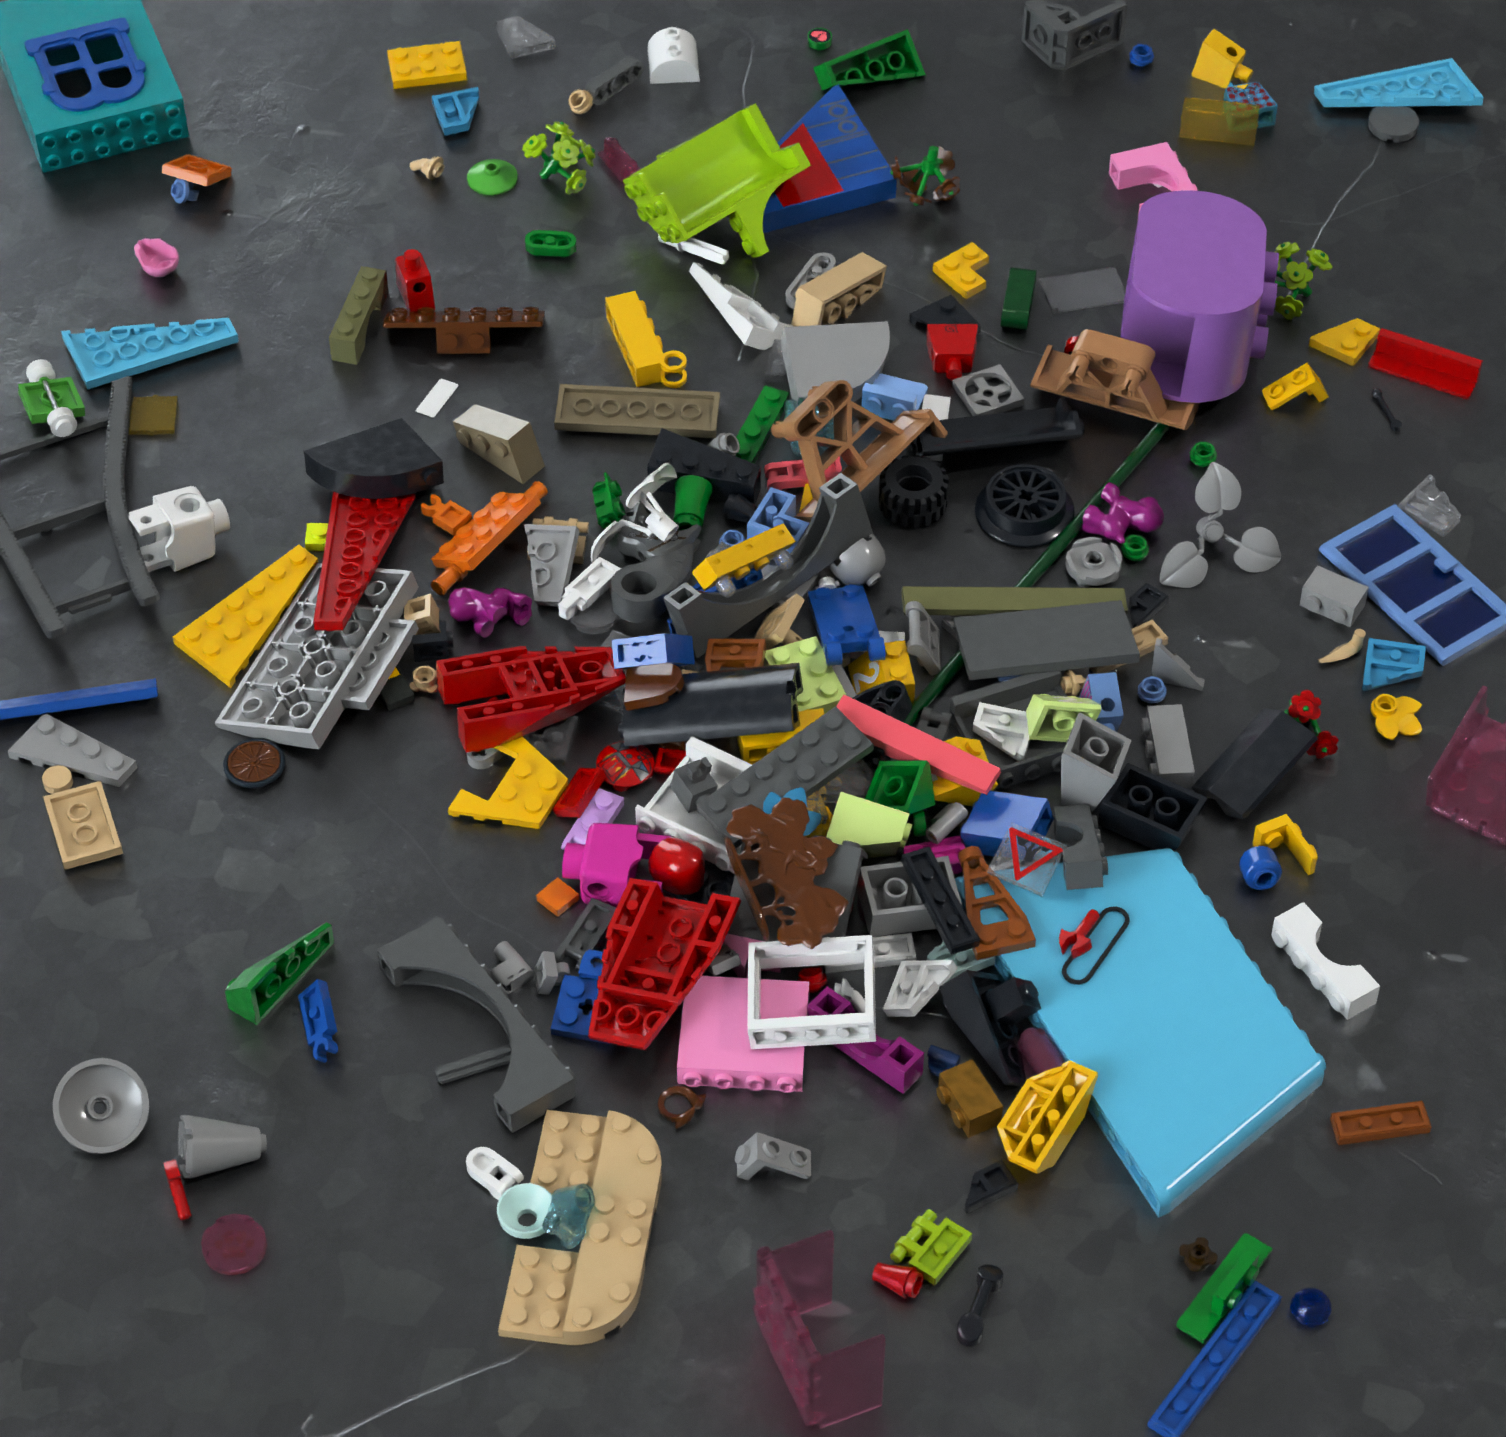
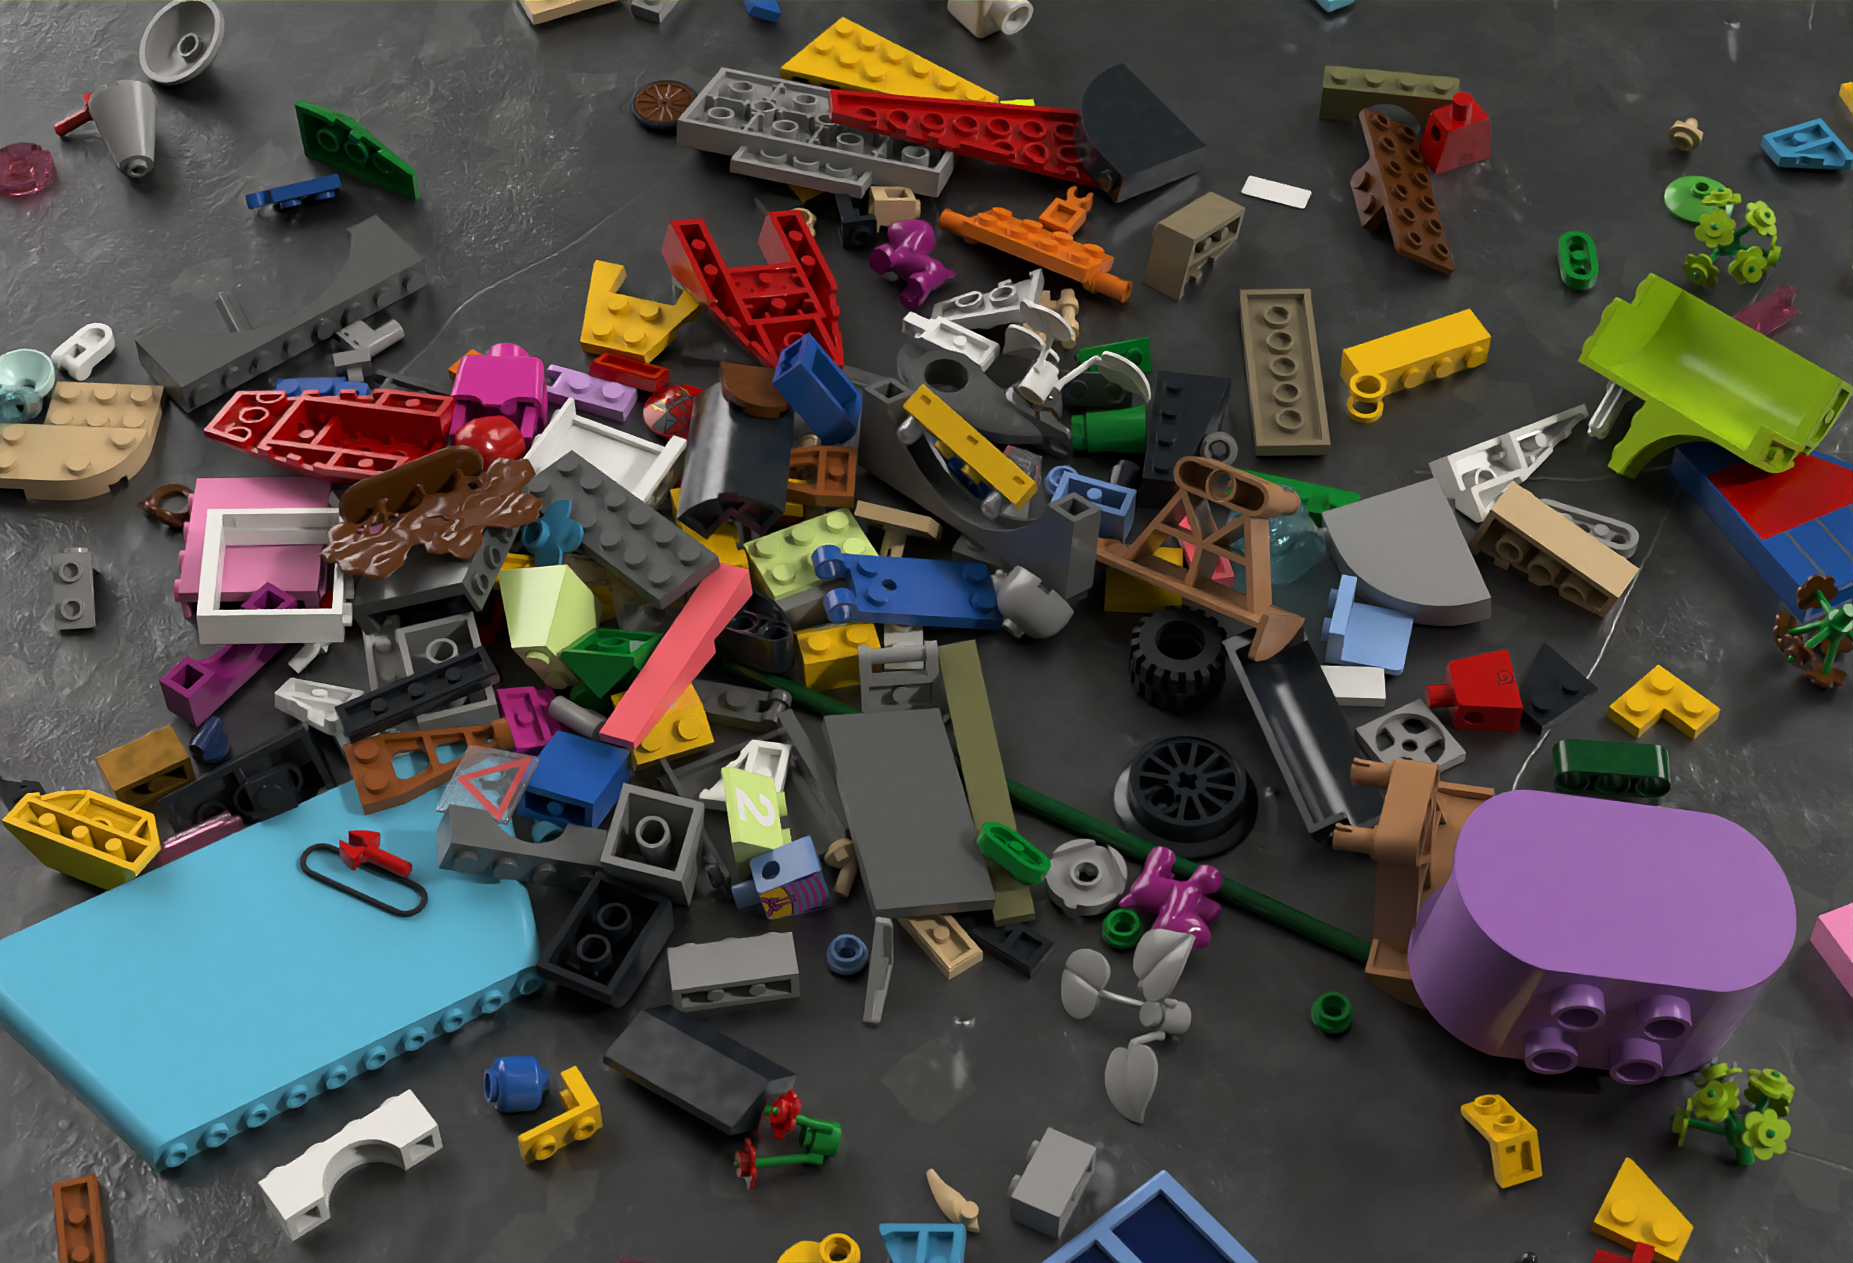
camera: 85 degrees right, 0 degrees up
(693, 783) = (612, 448): dark grey brick -> none
(1087, 584) = (1013, 853): none -> green plate

